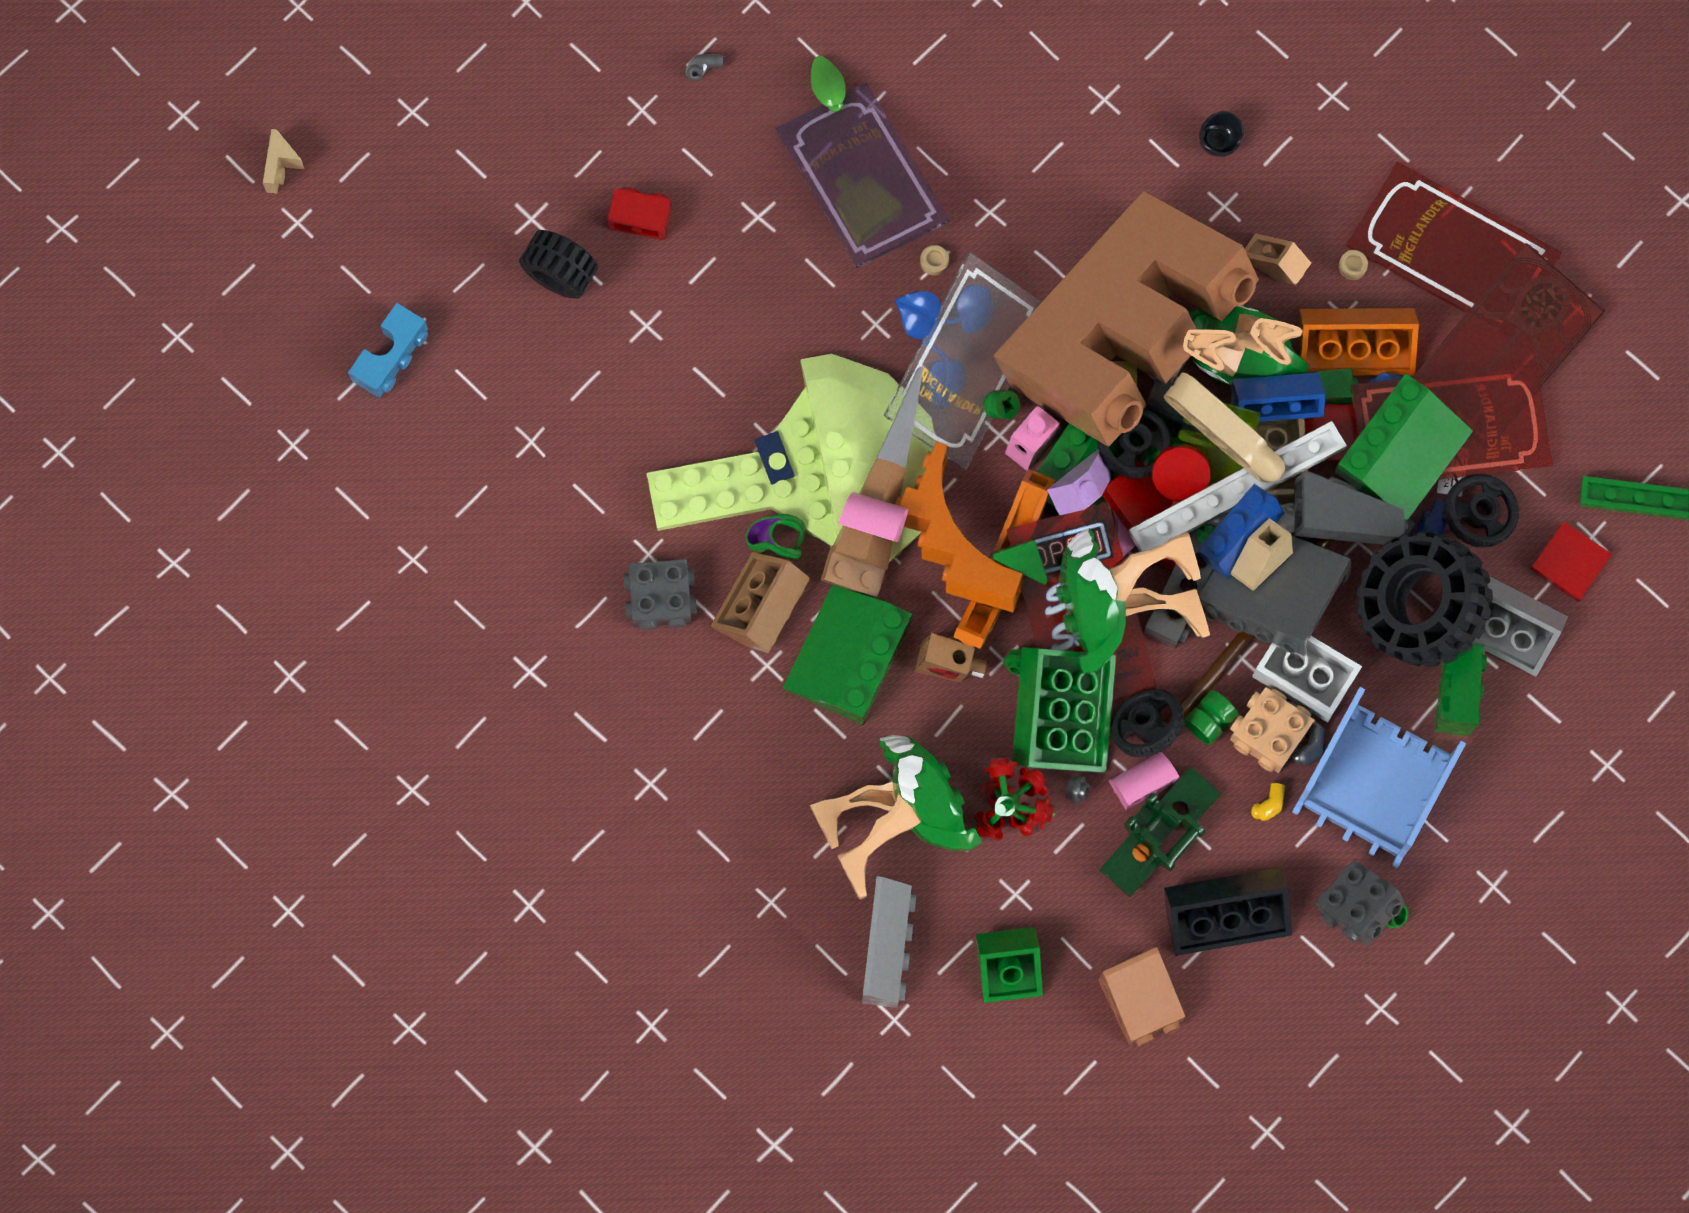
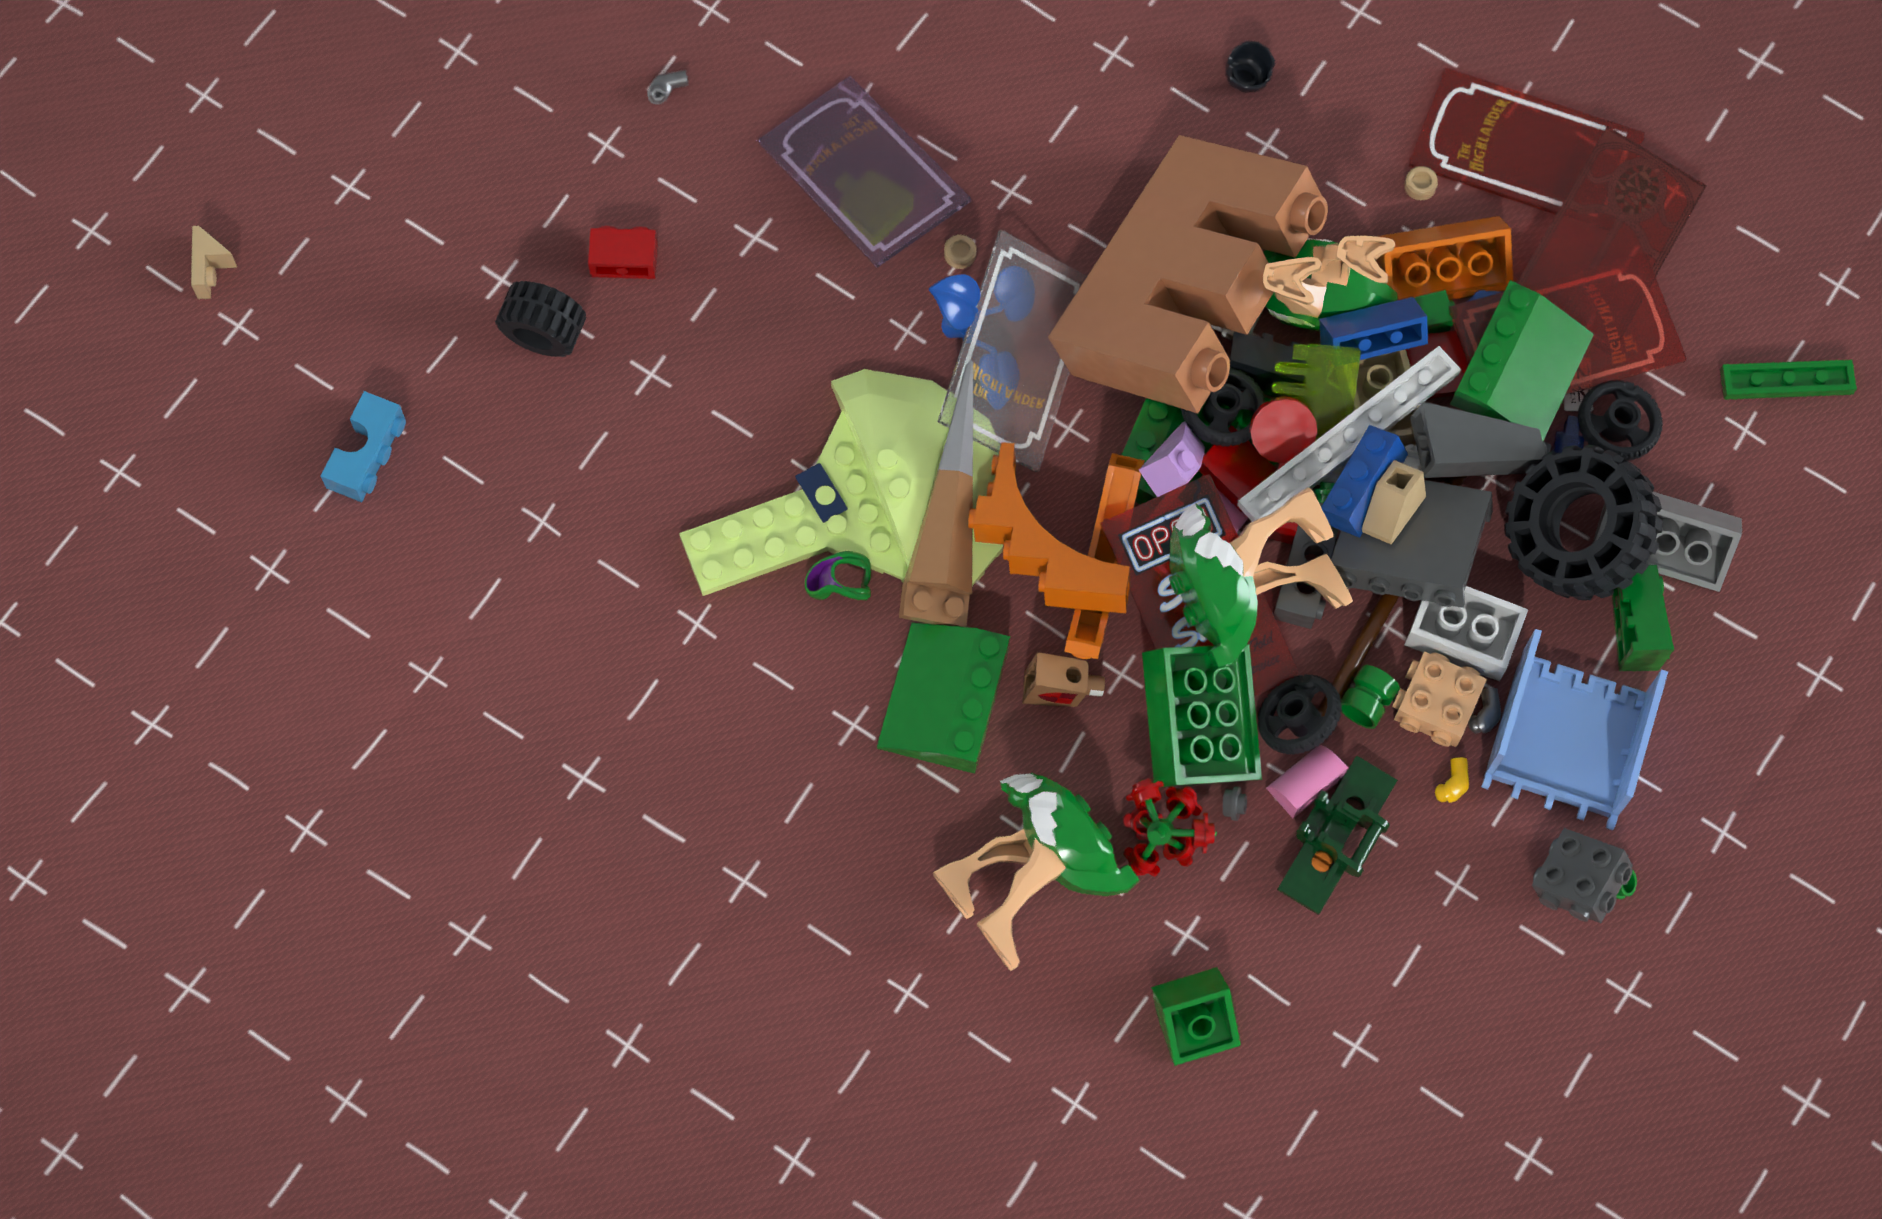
camera: 10 degrees left, 5 degrees down
(660, 594) = (718, 664): dark grey brick -> none
(760, 601) = (834, 653): medium nougat slope -> none
(828, 84) = (807, 83): bright green arm -> none
(874, 516) = (948, 534): bright pink brick -> none
(887, 943) = (1051, 1015): light grey slope -> none
(995, 409) = (1059, 398): green wheel -> none
(1012, 661) = (1134, 672): green plate -> none
(1022, 558) = (1127, 550): green slope -> none
(1034, 436) = (1109, 417): bright pink torso -> none
(1142, 997) = (1357, 1026): nougat slope -> none
(1224, 429) = (1324, 369): tan piece -> none
(1228, 911) = (1433, 911): black slope -> none
(1277, 258) = (1343, 187): light nougat slope -> none
(1571, 561) = (1729, 460): red tile -> none

